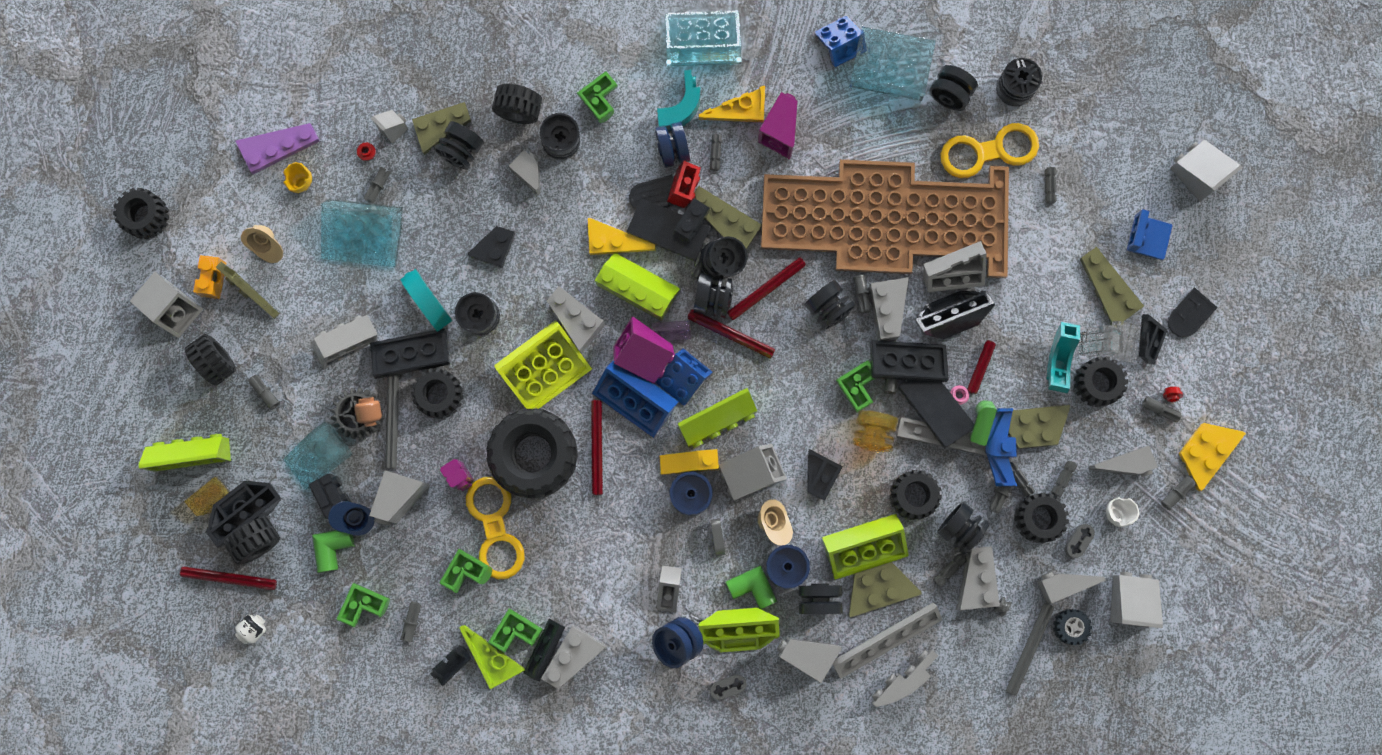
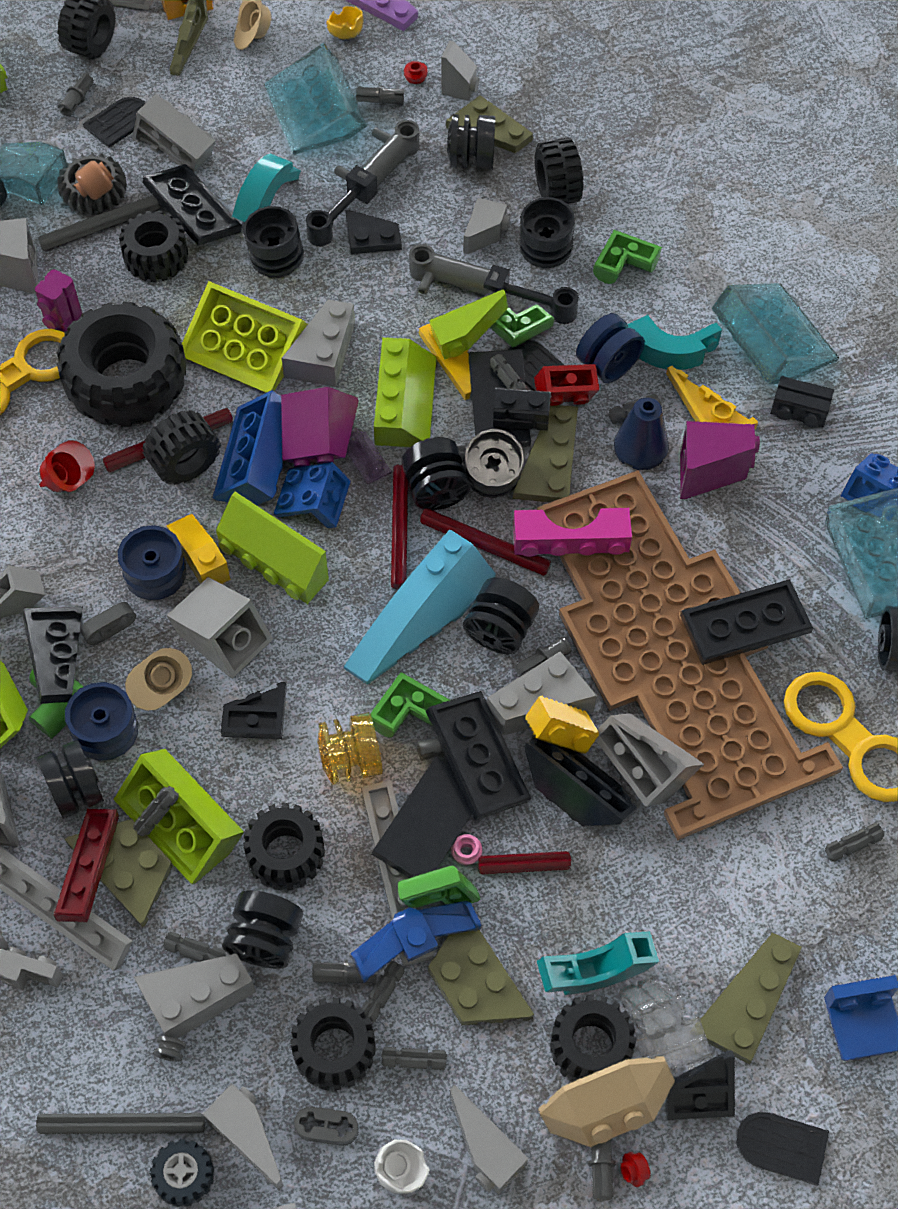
camera: 60 degrees right, 20 degrees down
(301, 372) = (115, 121): none -> black window
(446, 224) = (364, 180): none -> piece
(577, 191) = (429, 266): none -> piece
(592, 519) = (67, 467): none -> red piece
(613, 229) = (465, 325): none -> lime slope
(618, 442) = (181, 447): none -> black tyre
(621, 194) = (522, 326): none -> bright green brick
(660, 216) = (506, 373): none -> dark grey axle
(718, 575) = (53, 649): none -> black wing
(742, 161) = (643, 436): none -> dark blue cone
(762, 52) = (802, 402): none -> black brick
(784, 257) = (539, 535): none -> dark pink arch
(795, 346) = (425, 603): none -> medium azure wedge
(864, 558) = (155, 811): none -> dark grey axle
(878, 610) = (86, 865): none -> dark red tile
(897, 168) = (746, 621): none -> black tile
(918, 306) = (562, 725): none -> yellow brick
(1143, 390) = (609, 1101): none -> tan wedge

